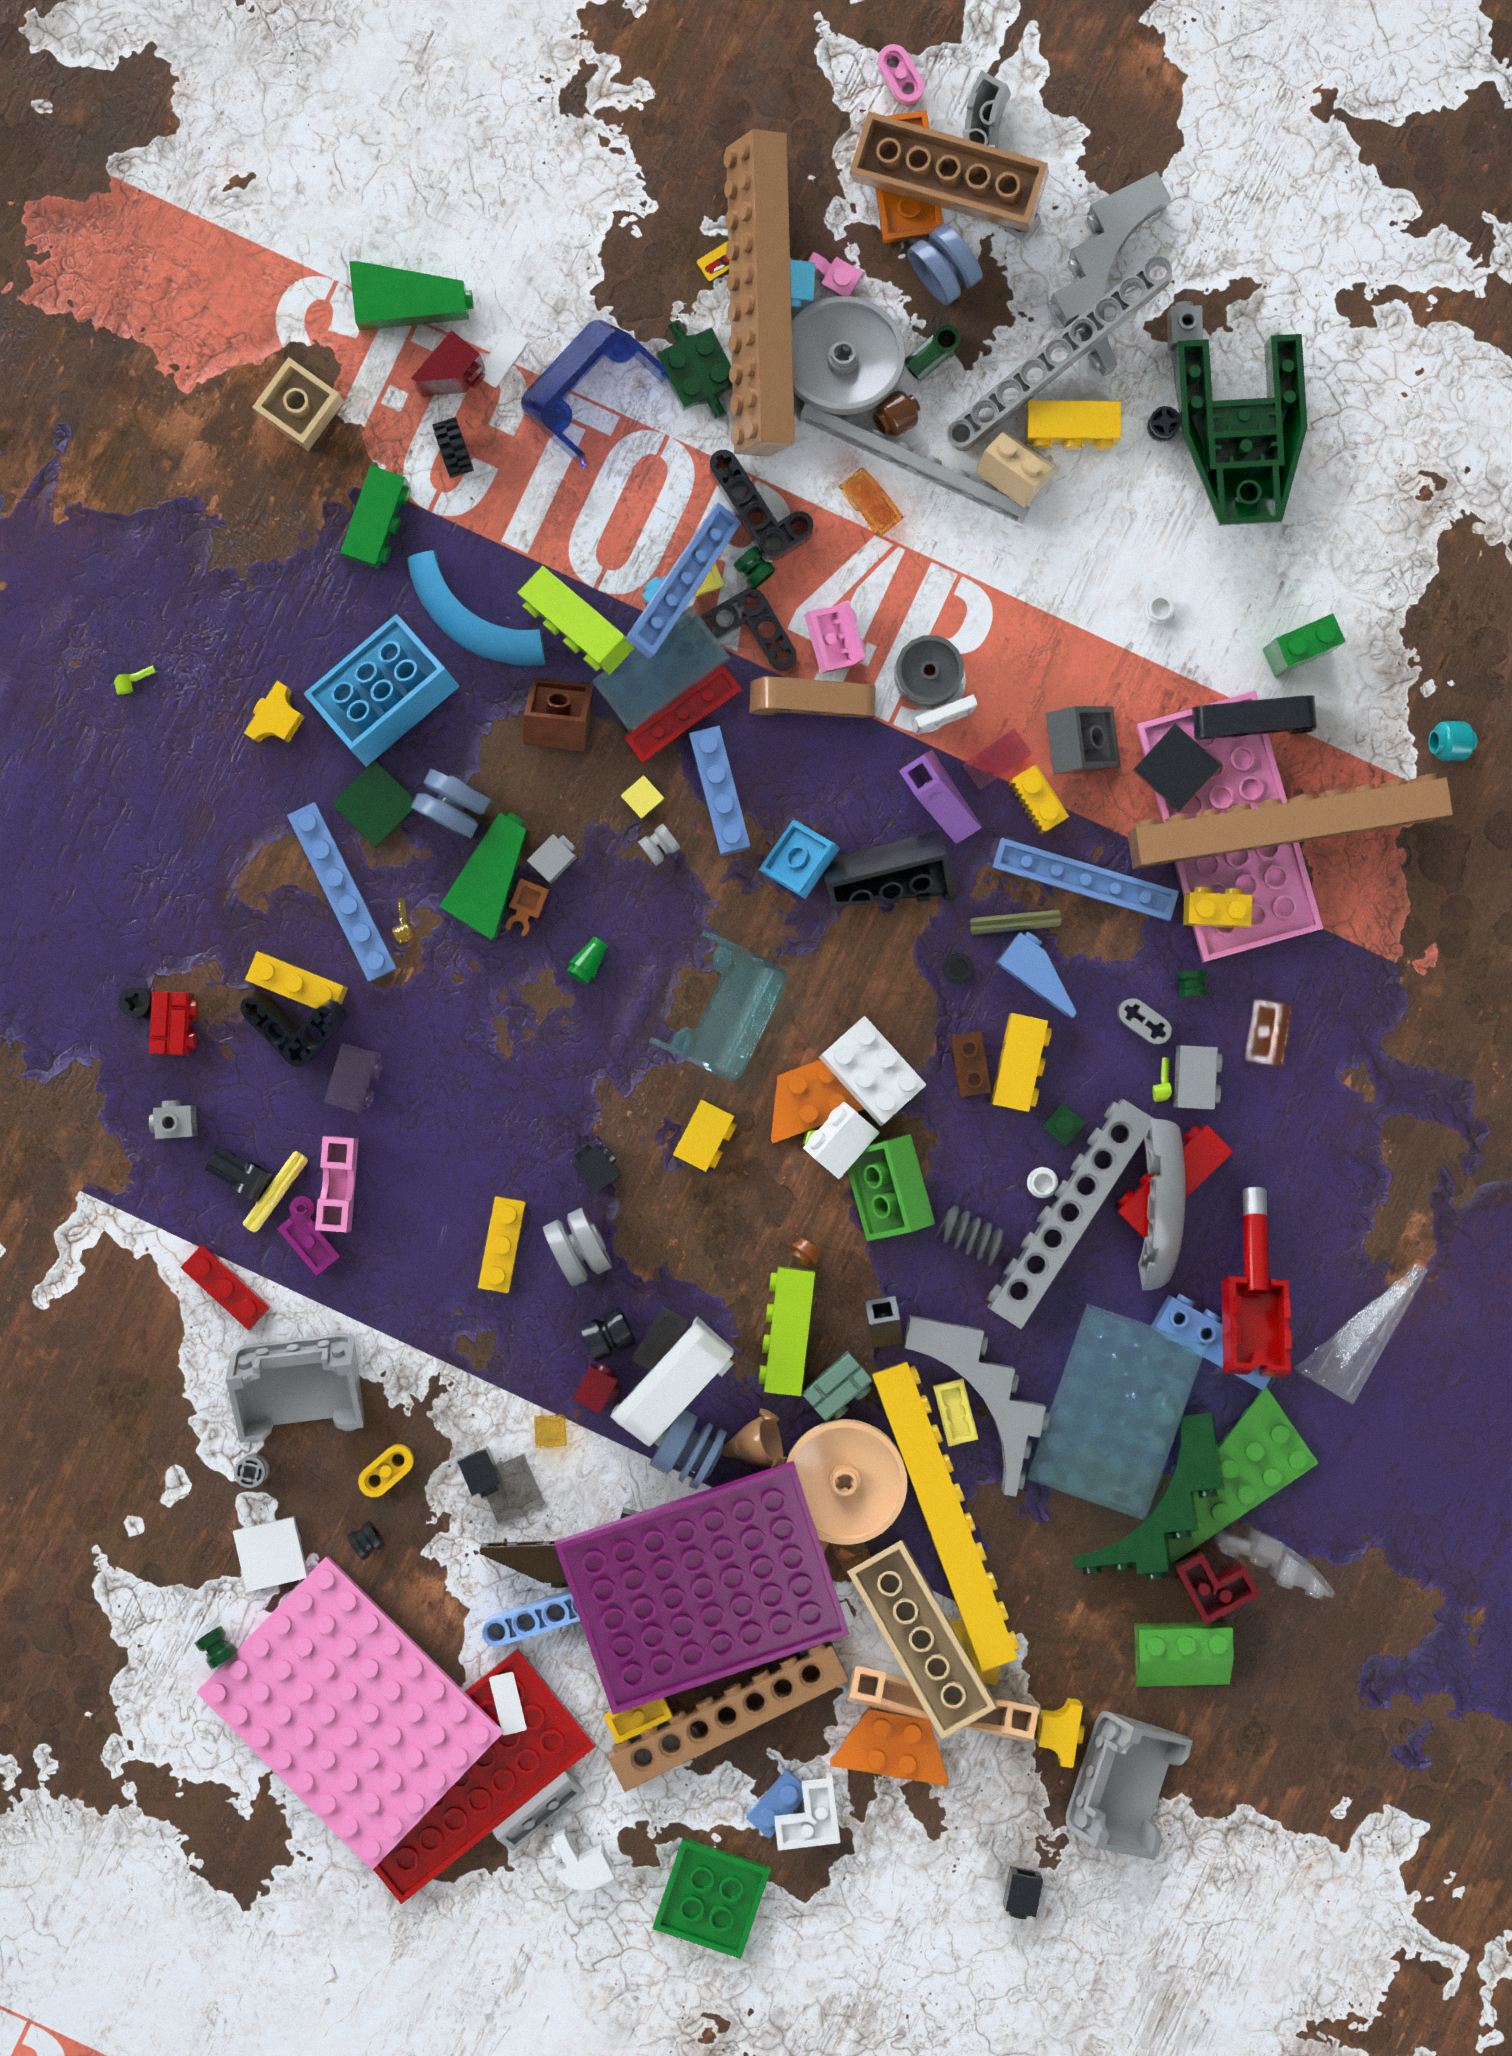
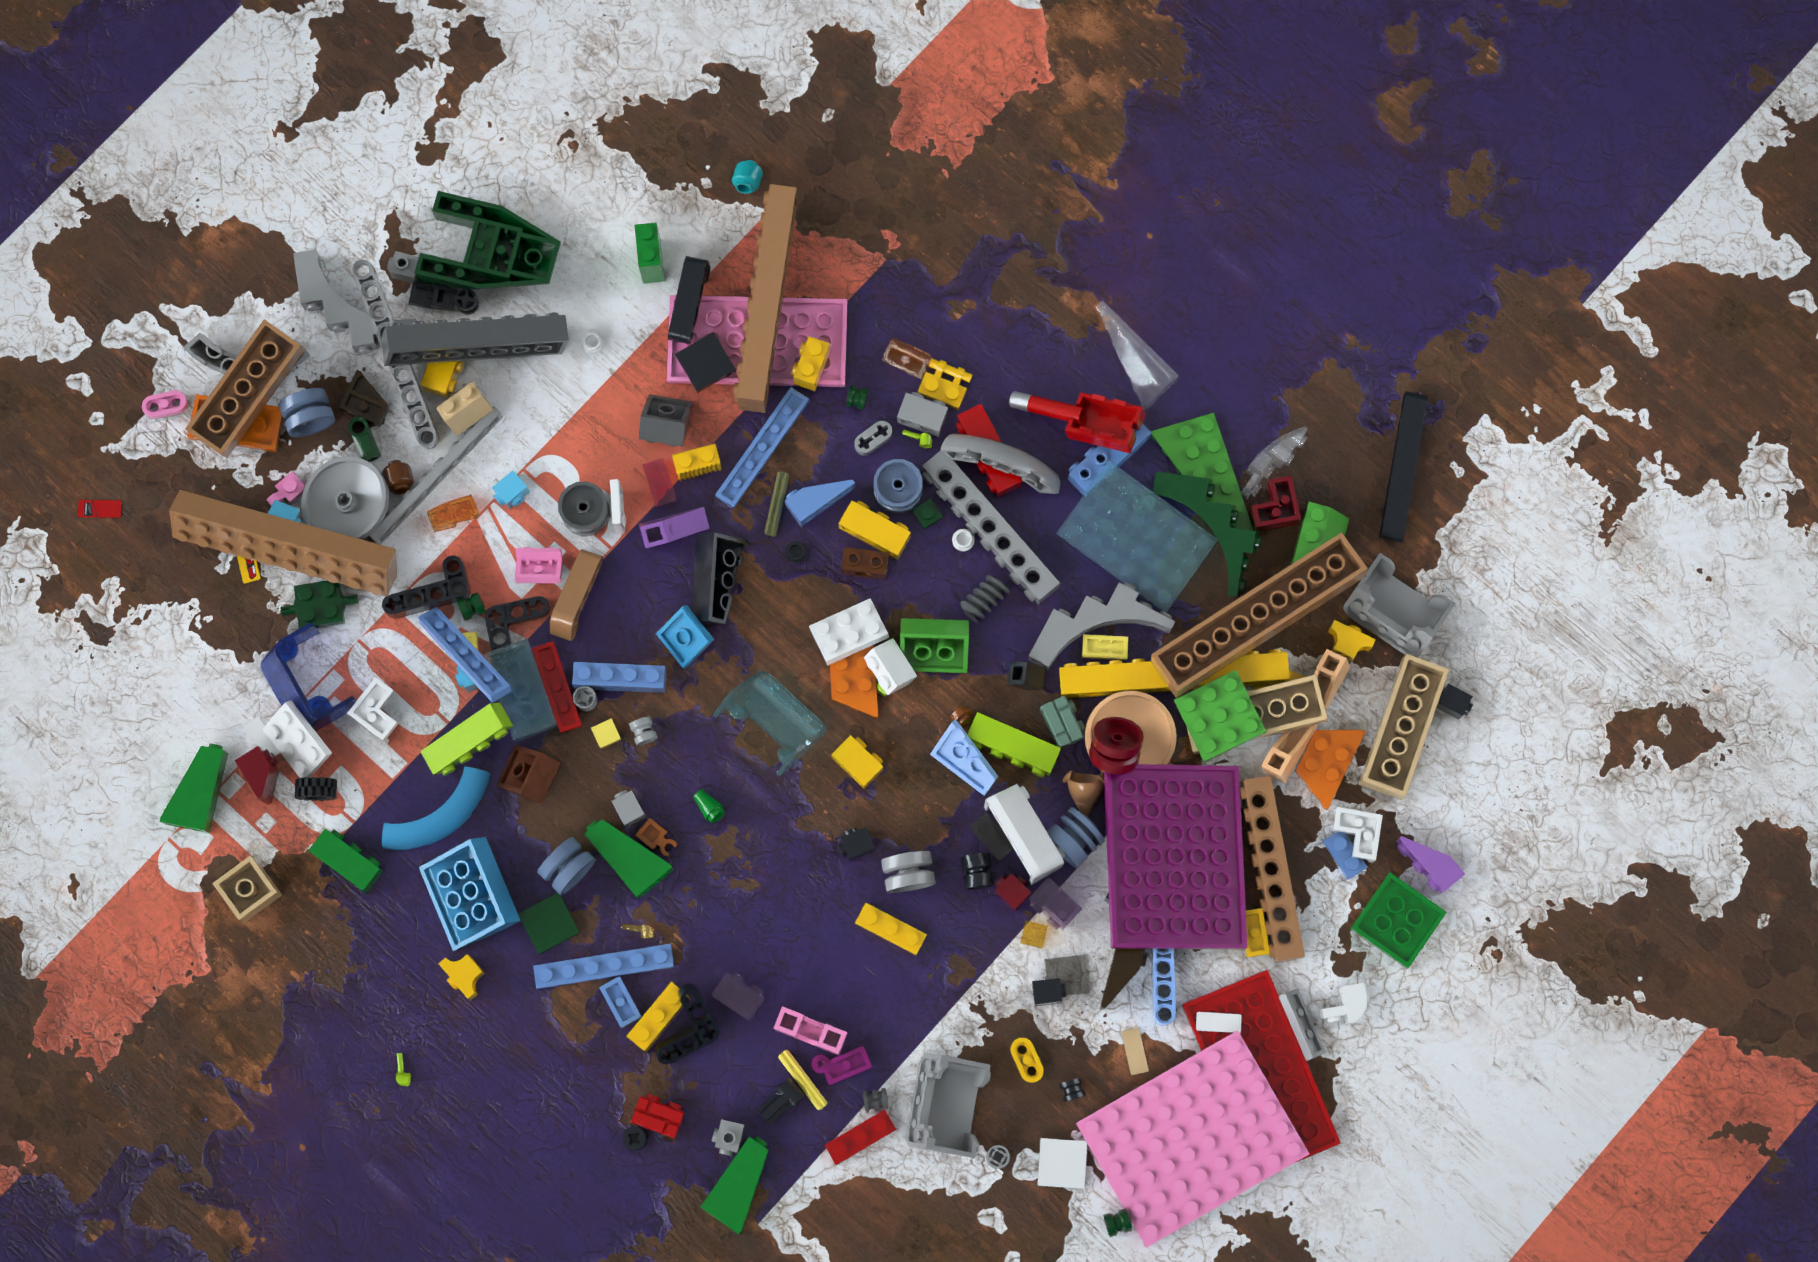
camera: 65 degrees left, 10 degrees down
(111, 1150) = (736, 1188): none -> green slope
(276, 1292) = (875, 1104): none -> dark grey bush
(302, 928) = (620, 1002): none -> medium blue plate
(441, 1604) = (1135, 1051): none -> tan sticker
(508, 401) = (297, 740): none -> white plate
(577, 479) = (368, 710): none -> white panel
(595, 1448) = (1054, 904): none -> clear purple brick
(676, 751) = (582, 696): none -> light grey wheel
(737, 39) = (99, 508): none -> red sticker
(749, 1273) = (964, 759): none -> light blue wing
(795, 1931) = (1436, 866): none -> medium lavender slope
(820, 1471) = (1116, 745): none -> dark red wheel
(903, 1595) = (1220, 716): none -> bright green plate
(924, 567) = (510, 490): none -> medium azure brick
(968, 1836) = (1403, 727): none -> tan brick
(986, 334) = (364, 401): none -> dark brown wing
(1054, 1610) = (1259, 615): none -> medium nougat brick
(1068, 1079) = (898, 499): none -> sand blue wheel
(1109, 451) = (474, 339): none -> dark grey brick
(1157, 376) = (432, 297): none -> black slope
(1238, 1092) = (943, 390): none -> yellow plate
(1322, 1737) = (1403, 467): none -> black beam

